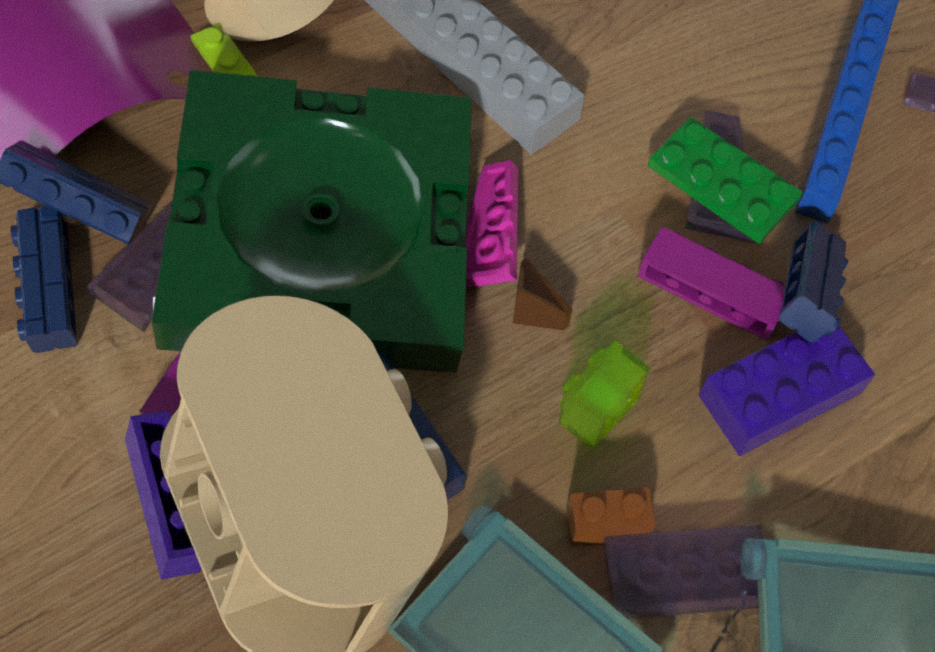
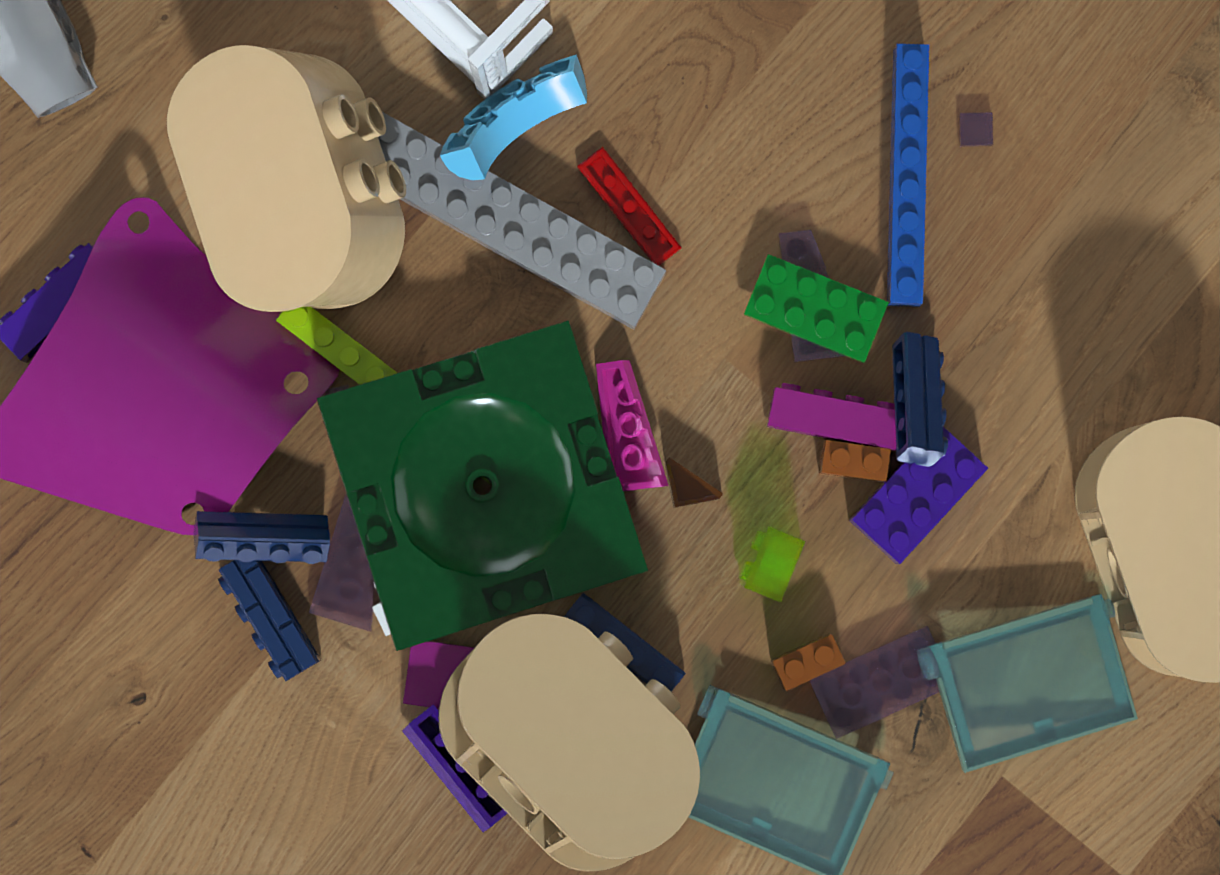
camera: 15 degrees left, 25 degrees up
(564, 50) = (629, 207): none -> red tile
(723, 329) = (854, 461): none -> dark orange brick

